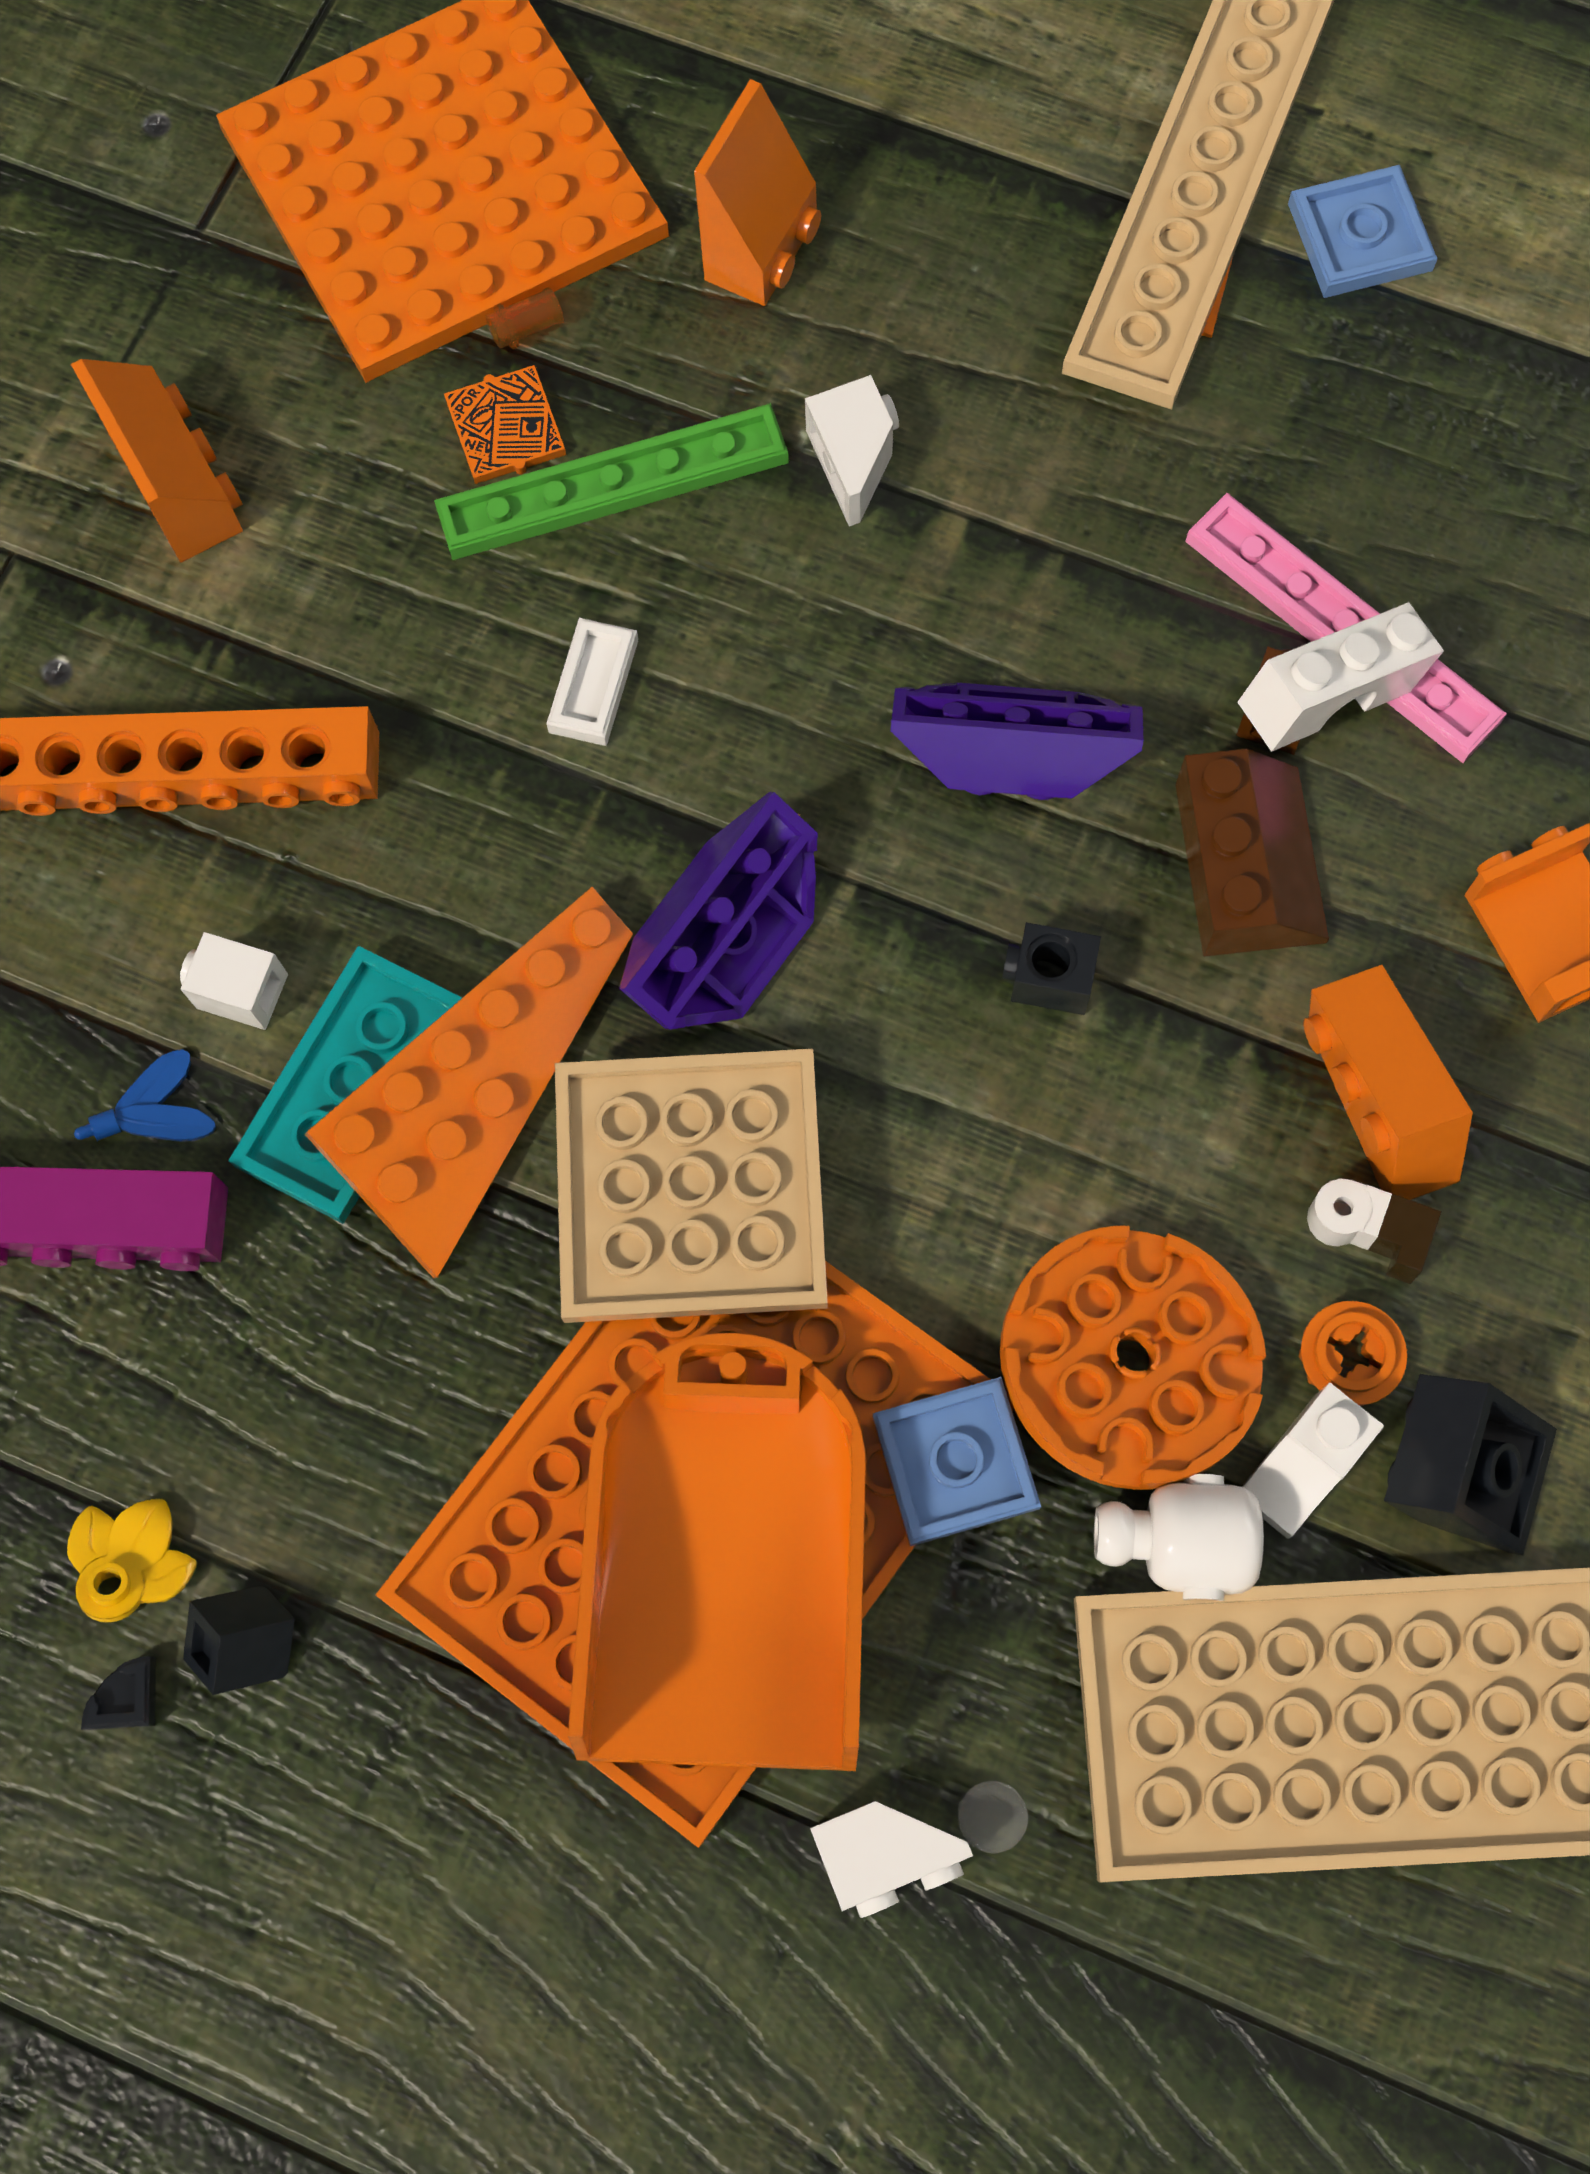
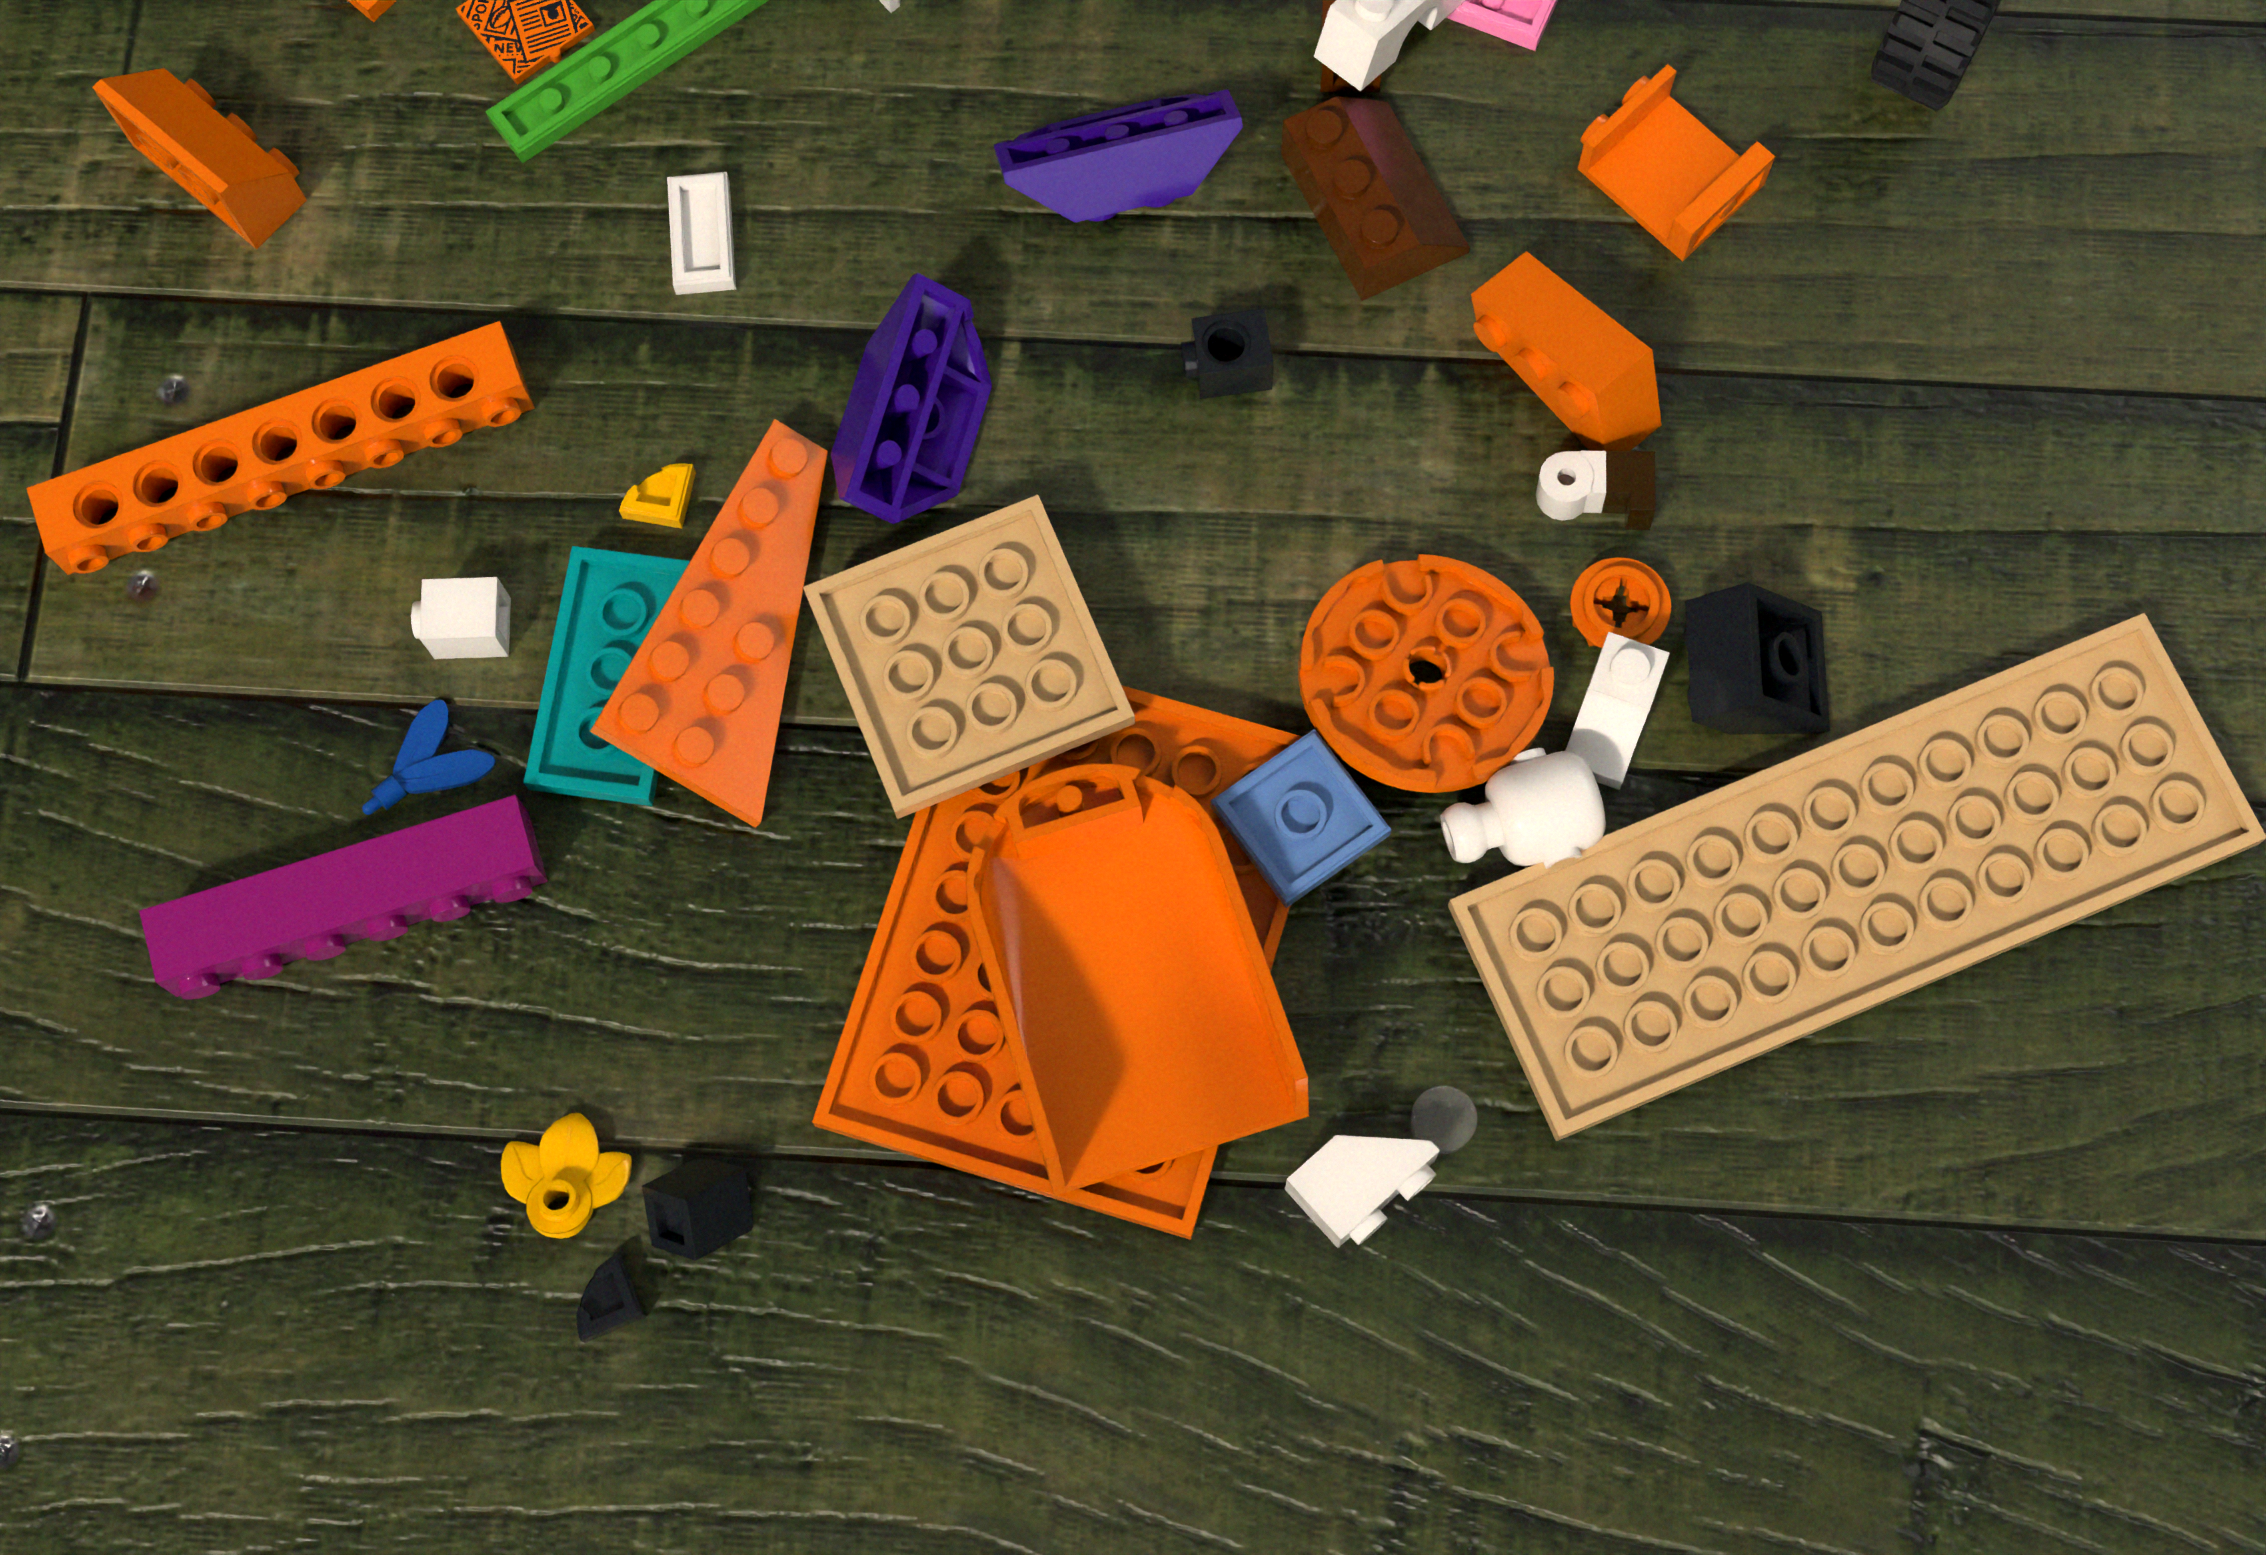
camera: 20 degrees left, 0 degrees up
(462, 924) = (661, 497): none -> yellow tile

